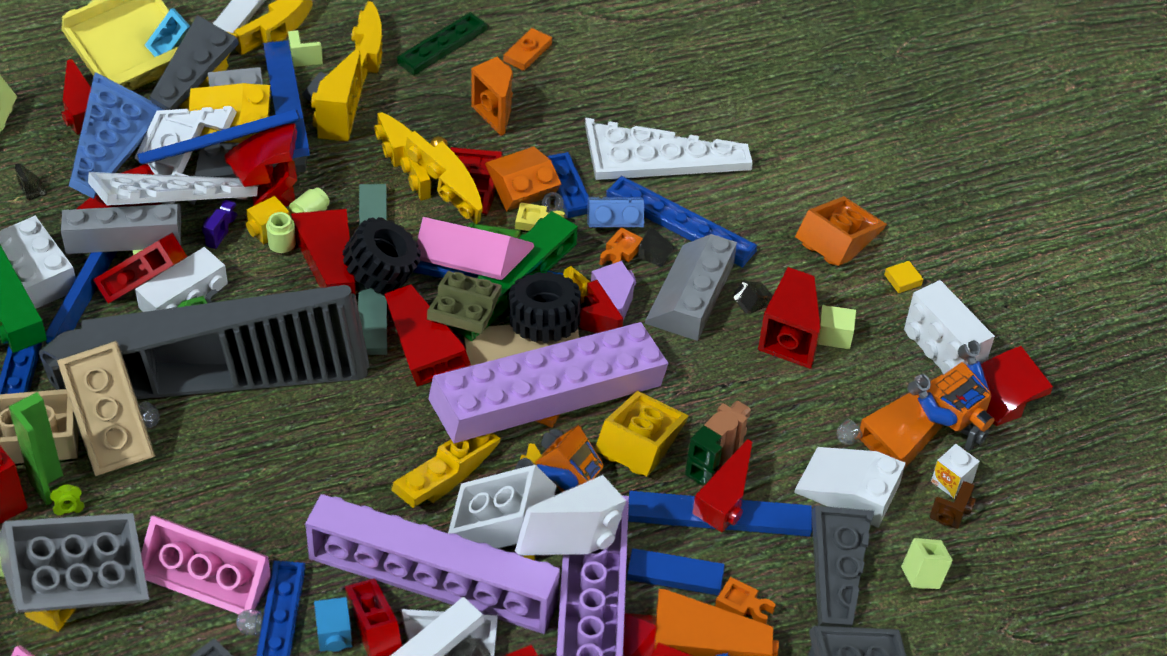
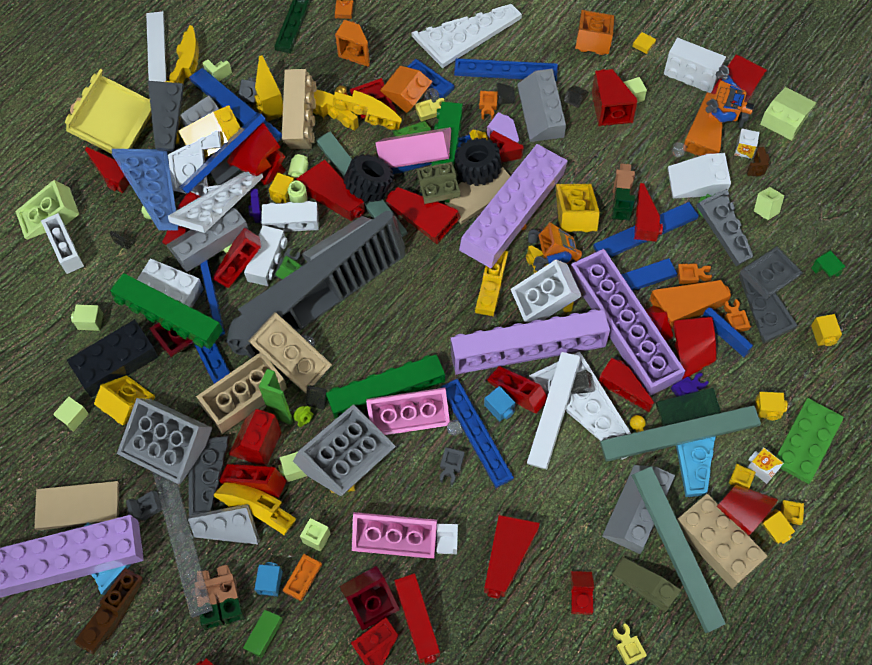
camera: 25 degrees left, 15 degrees up
(104, 487) = (316, 397): none -> clear smoke slope
(168, 33) = (135, 102): medium azure slope -> none
(245, 525) = (402, 380): none -> green brick
(252, 257) = (291, 216): none -> white brick
(355, 132) = (298, 109): none -> tan brick
(368, 39) = (249, 42): yellow slope -> none
(573, 521) = (599, 278): white slope -> none
(615, 212) = (471, 83): medium blue brick -> none
(1051, 462) = (787, 113): none -> yellowish green slope

